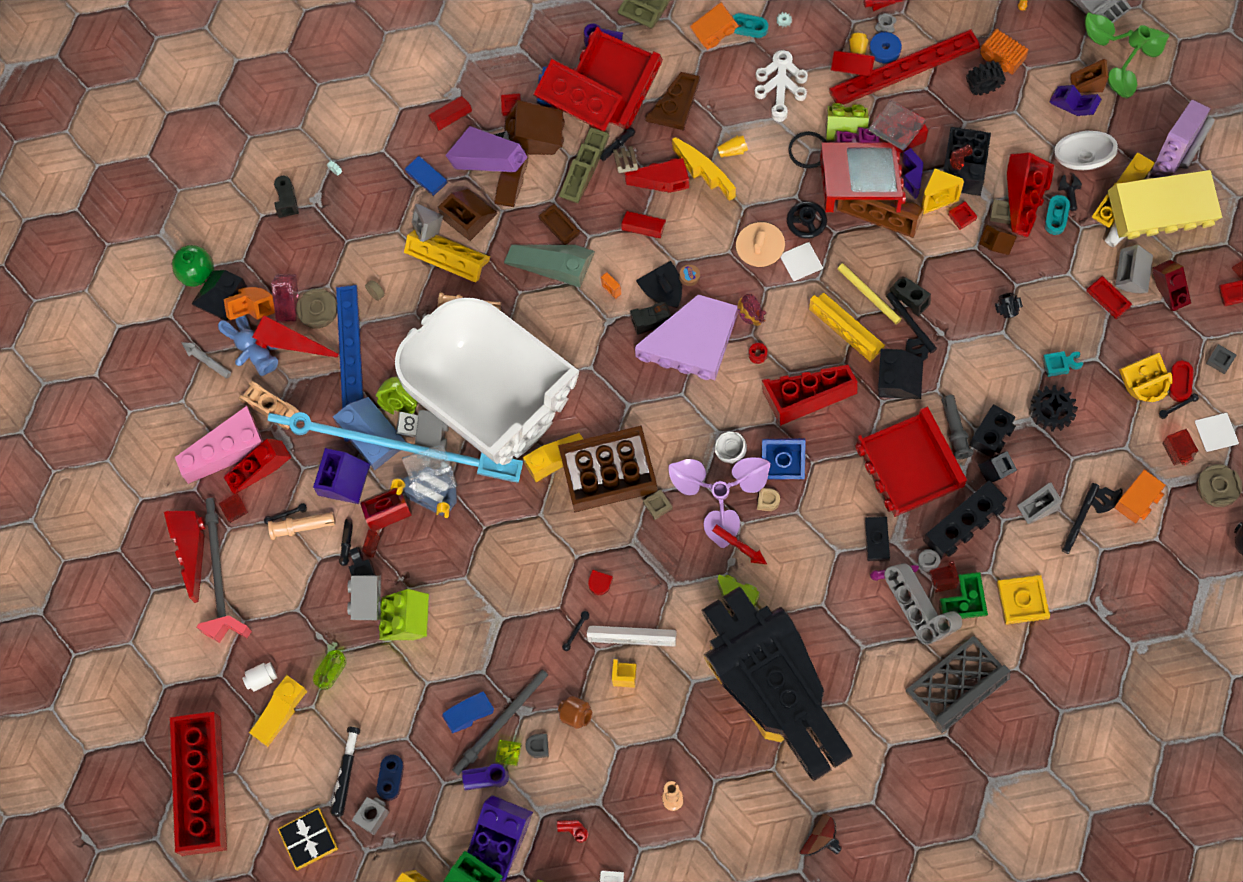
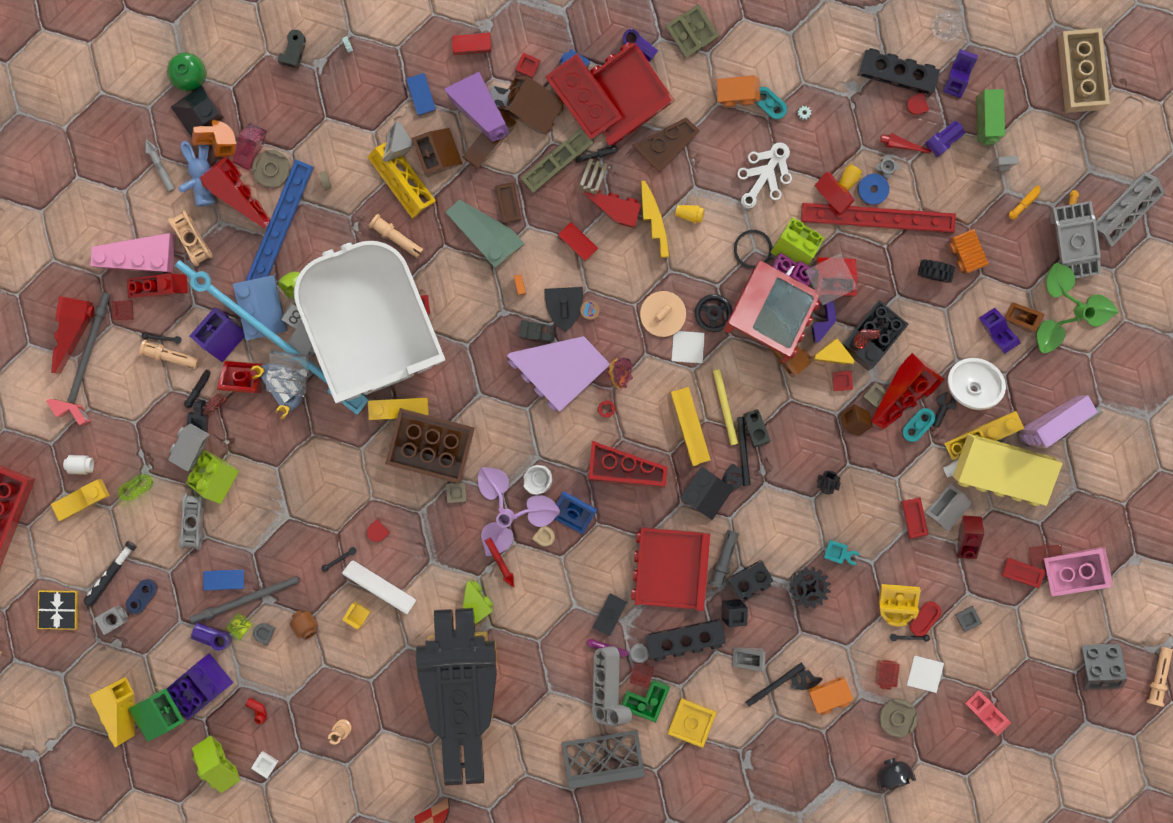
camera: 20 degrees right, 20 degrees up
(400, 657) = (191, 535): none -> light grey piece

